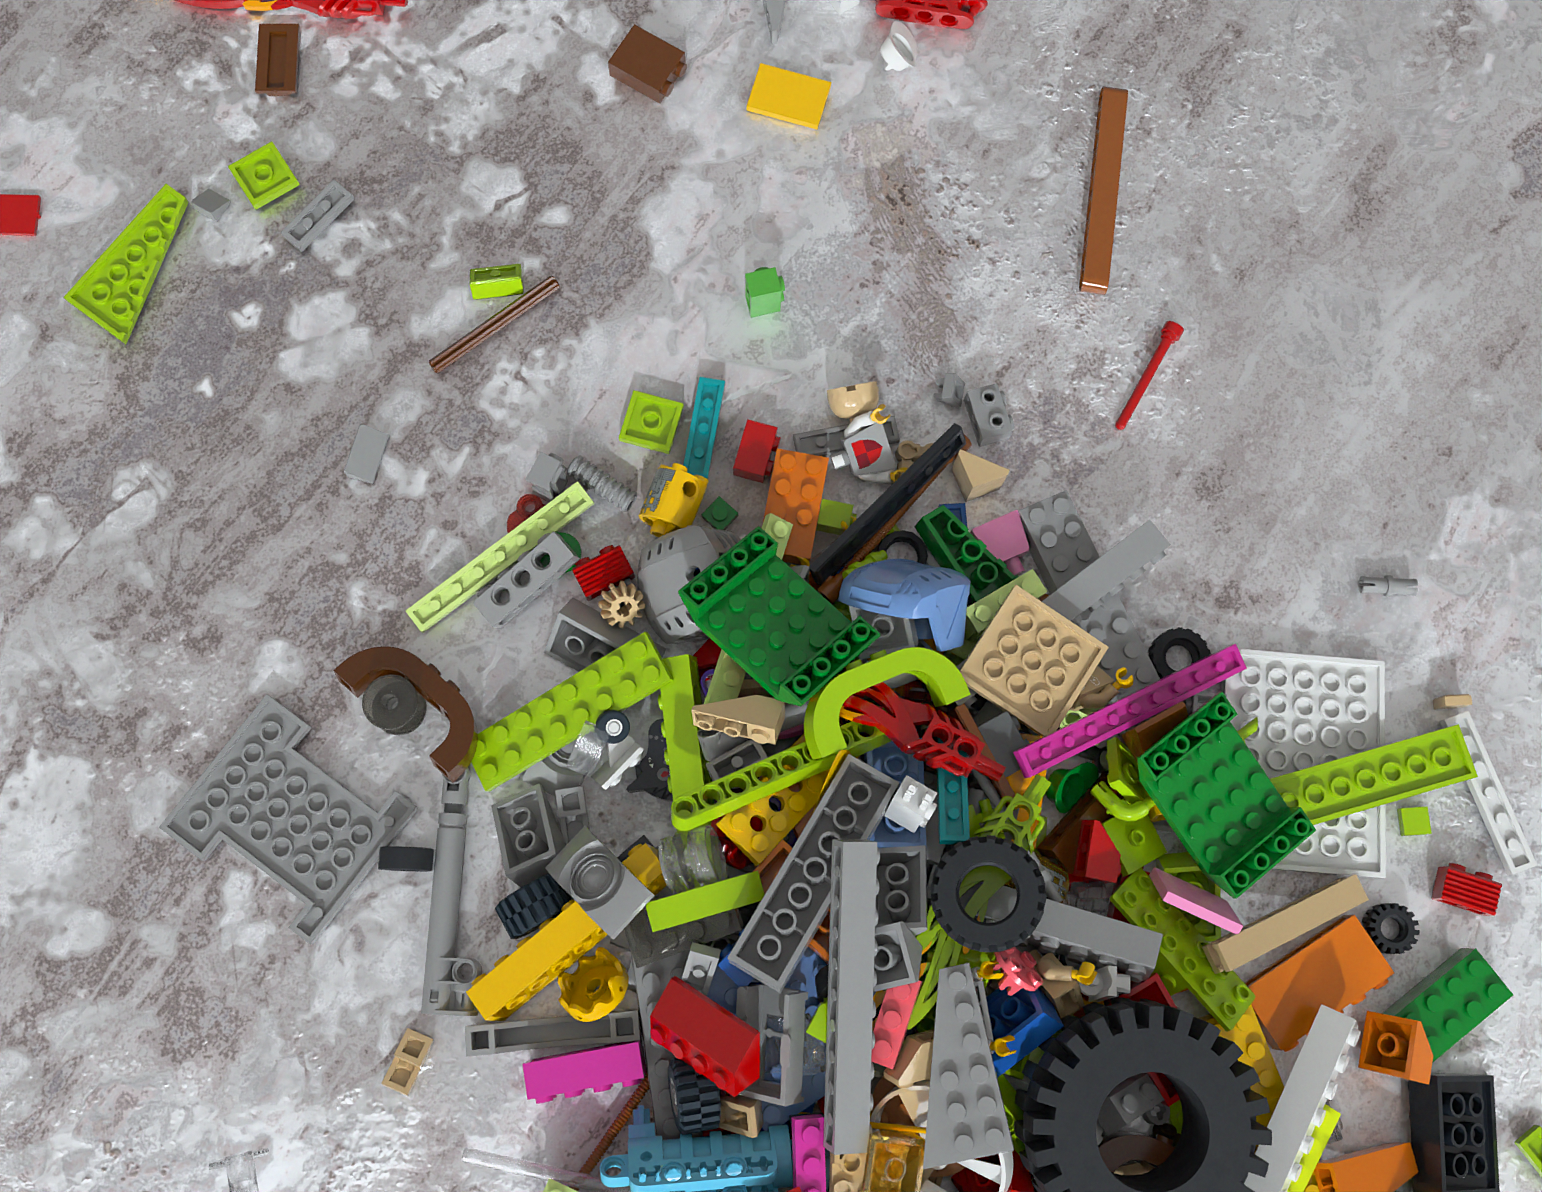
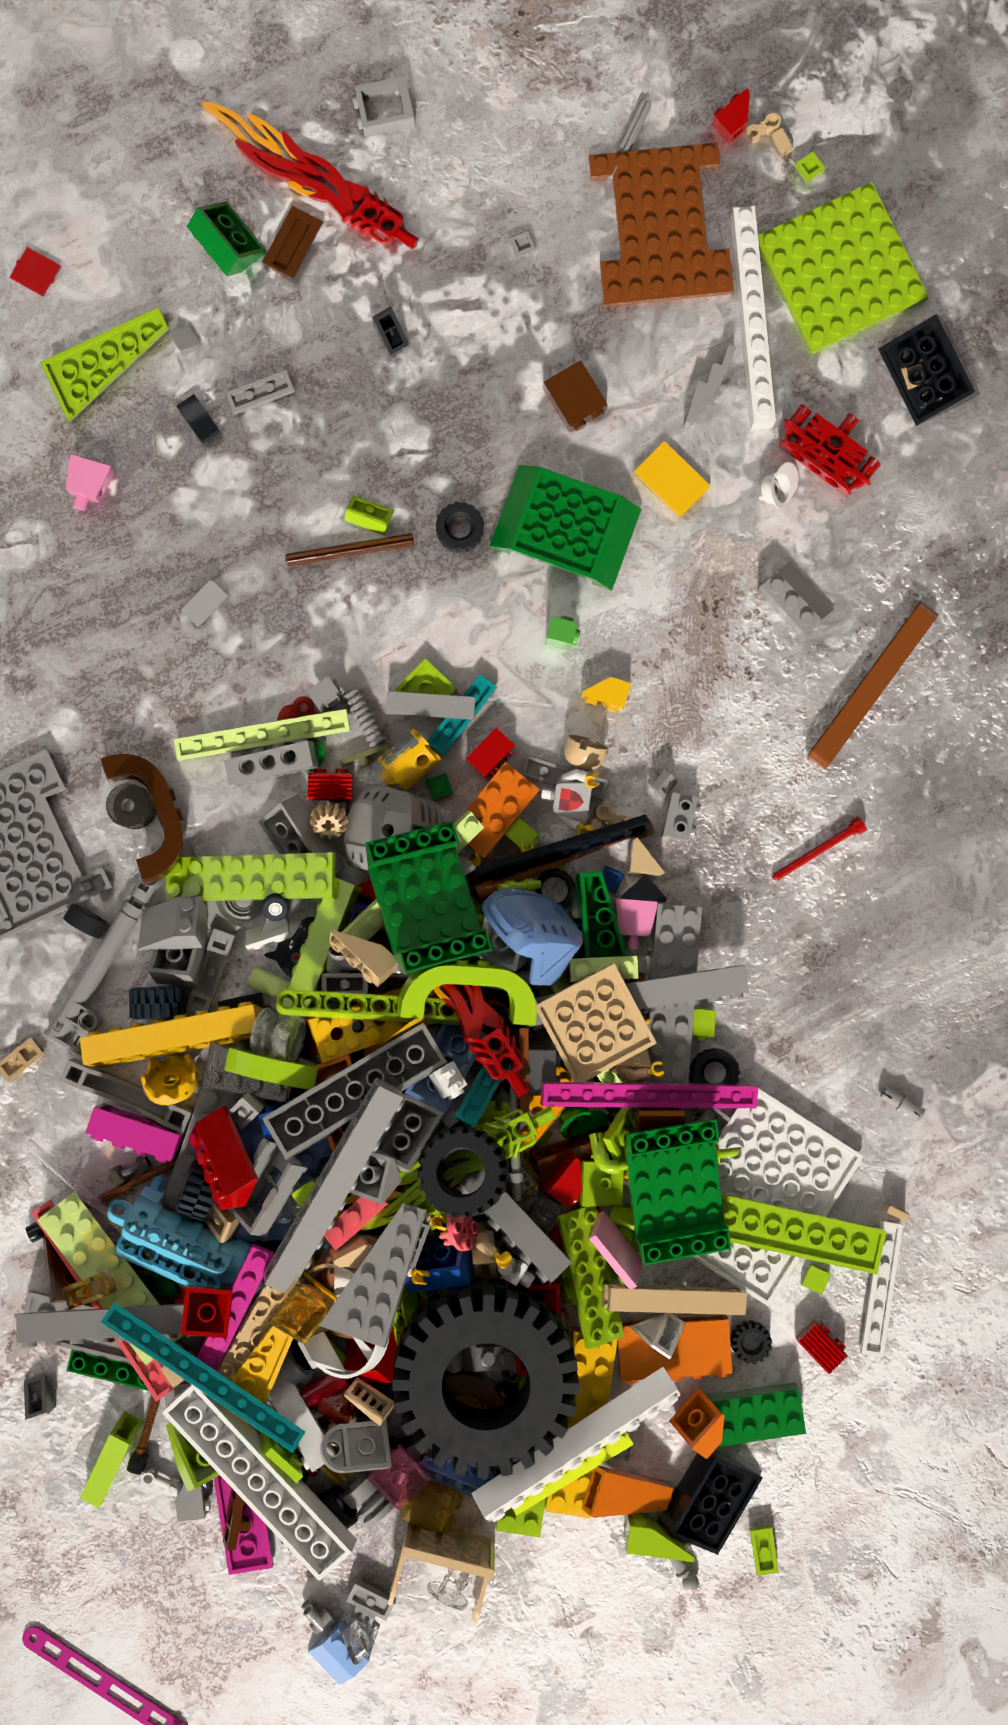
camera: 30 degrees right, 10 degrees up
(175, 391) = (87, 480): none -> bright pink torso
(203, 85) = (225, 237): none -> green slope
(263, 175) = (235, 337): lime plate -> none
(265, 273) = (198, 418): none -> black slope
(422, 91) = (389, 330): none -> black slope
(508, 809) = (174, 925): none -> light grey slope
(587, 749) = (250, 913): clear slope -> none
(590, 1132) = (119, 1174): none -> dark grey bar
(598, 225) = (459, 510): none -> black tyre
(599, 882) = (206, 1014): light grey slope -> none
(621, 524) = (363, 756): none -> olive piece
(647, 821) = (267, 982): none -> yellowish green brick
(665, 433) = (430, 705): none -> light grey tile
(706, 185) = (566, 524): none -> green slope
(844, 329) = (609, 693): none -> yellow slope
(977, 149) = (795, 599): none -> light grey slope
(996, 505) = (644, 890): none -> black slope
(1139, 611) = (703, 1023): none -> lime brick
(1294, 967) = (660, 1332): none -> white slope

